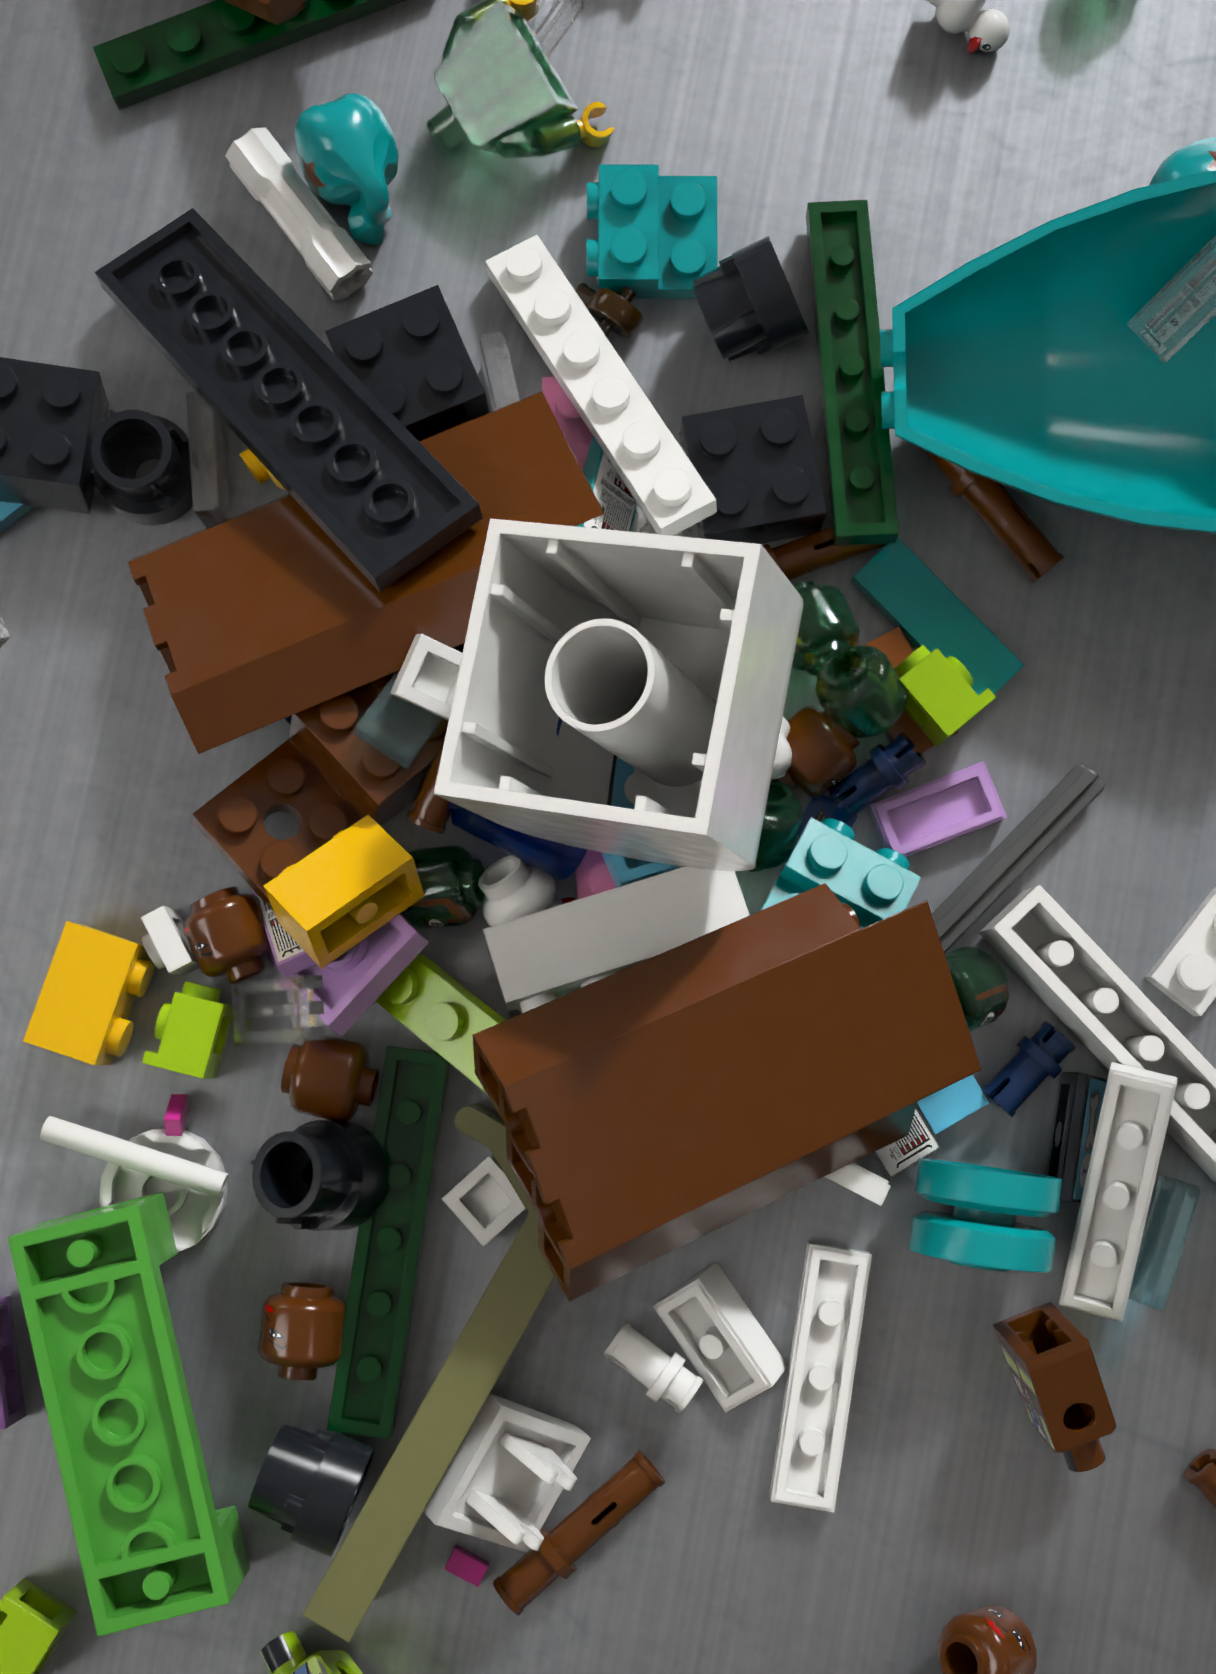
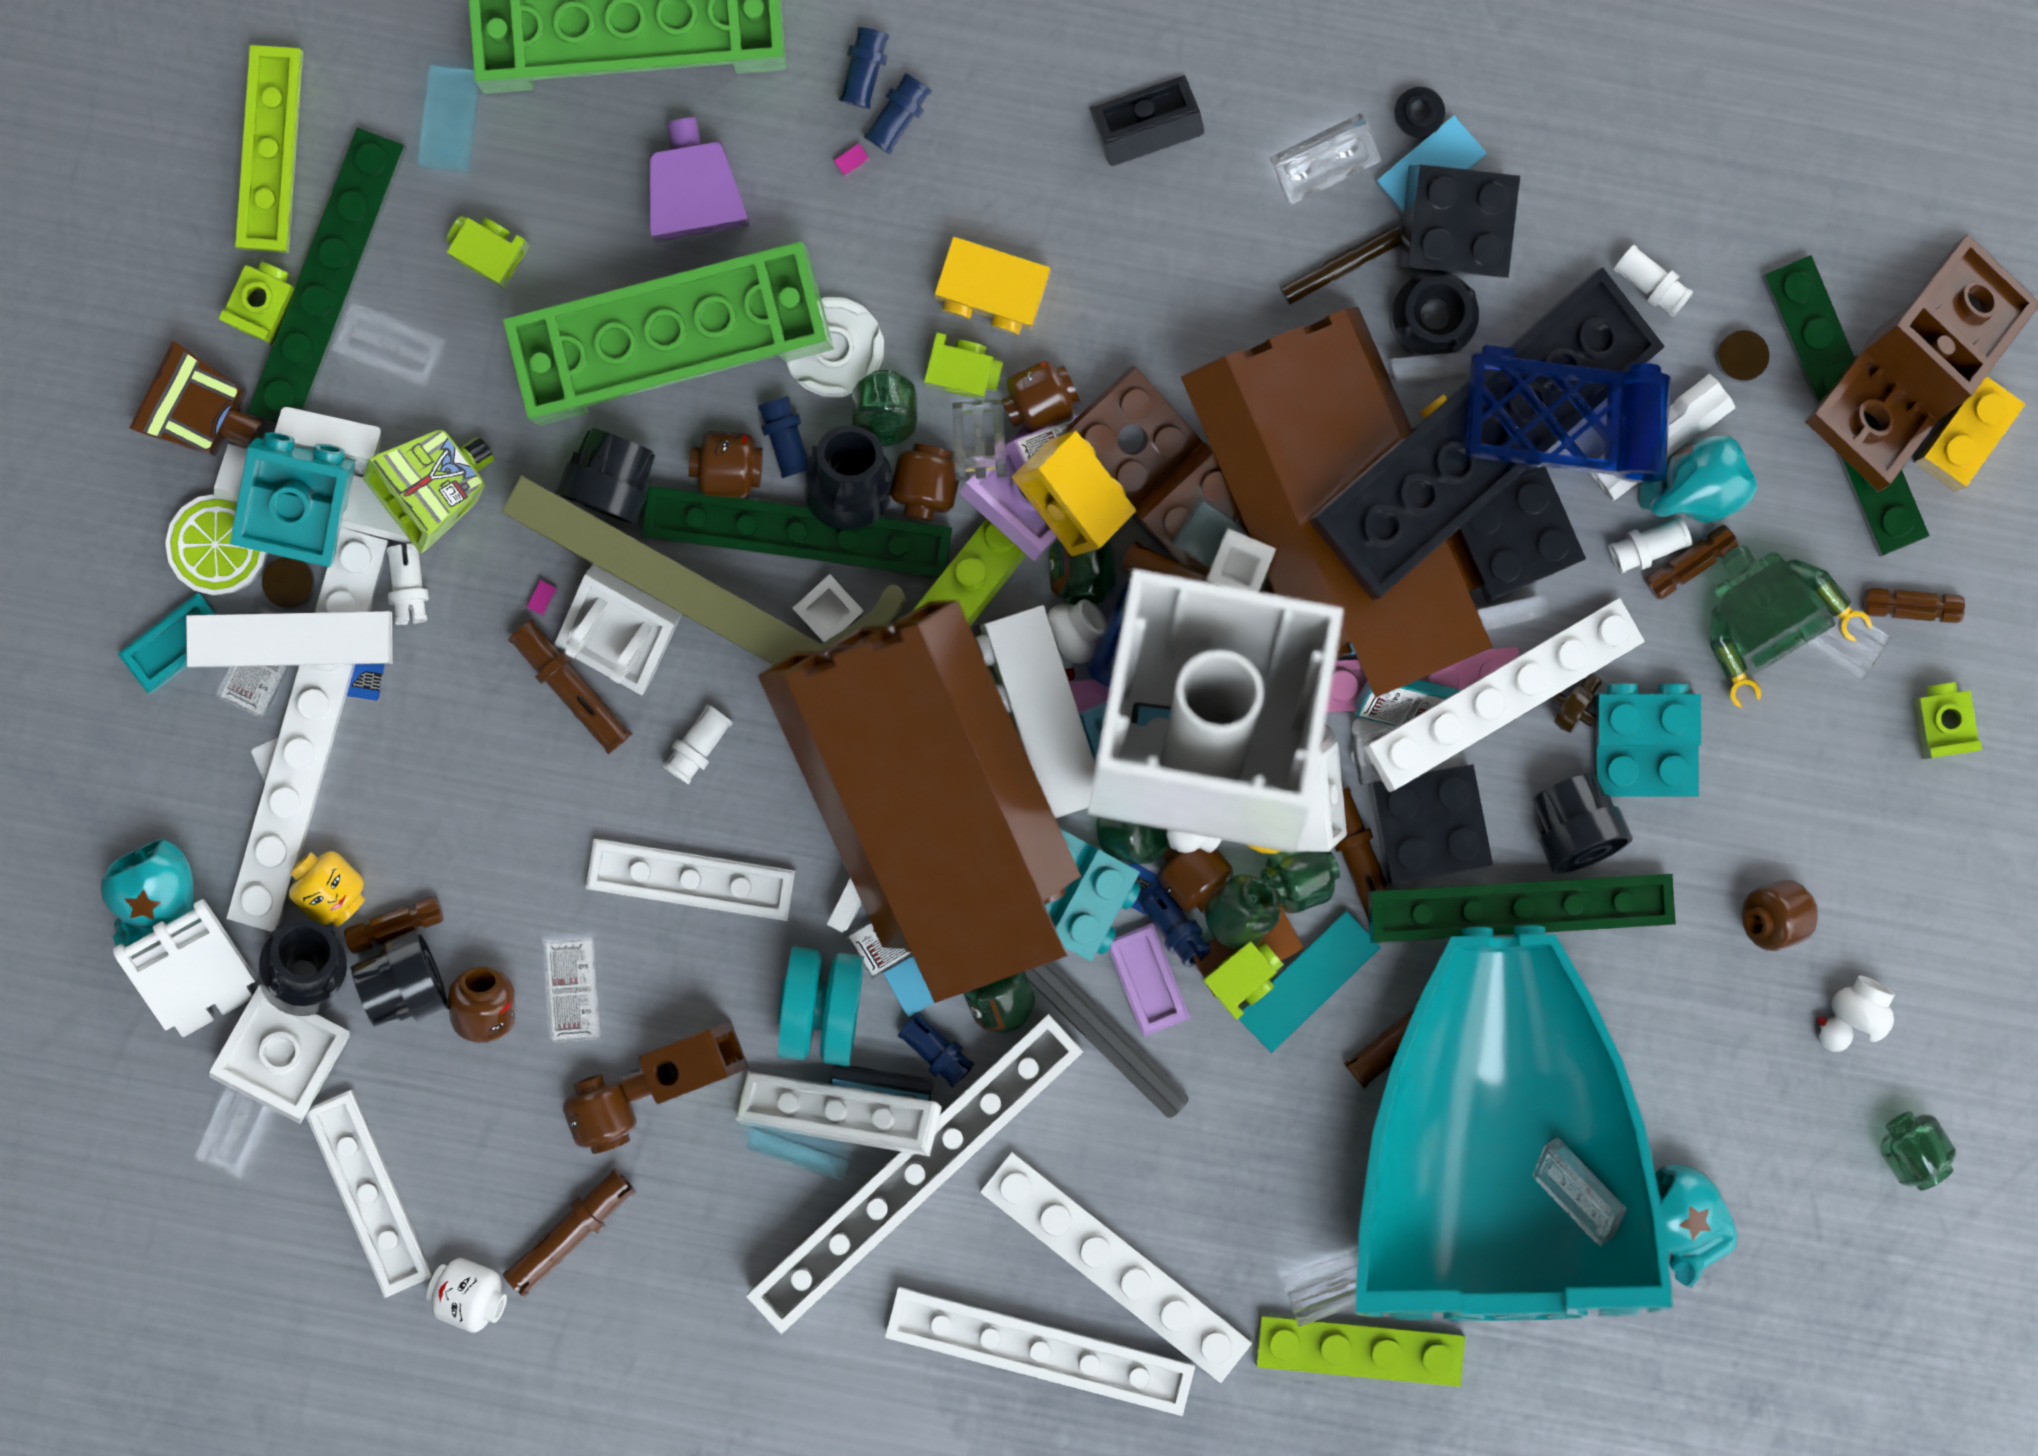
camera: 90 degrees right, 5 degrees up
(85, 578) = (1342, 264): none -> dark brown piece
(117, 220) = (1653, 281): none -> white pin
(134, 1156) = (861, 326): white piece -> none
(167, 941) = (1034, 347): white plate -> none
(176, 1115) = (895, 357): dark pink piece -> none
(208, 126) = (1742, 356): none -> dark brown tile
(233, 1126) = (886, 406): none -> clear green head
(268, 1254) = (784, 435): none -> dark blue pin
(276, 230) = (1634, 419): none -> clear blue piece
(427, 236) = (1643, 547): none -> white pin
(445, 184) = (1691, 562): none -> reddish brown axle
(721, 1337) = (720, 799): white slope -> none
(856, 81) = (1779, 915): none -> reddish brown head
(960, 1528) = (572, 990): none -> clear tile
(1121, 1498) = (599, 1114): none -> reddish brown head

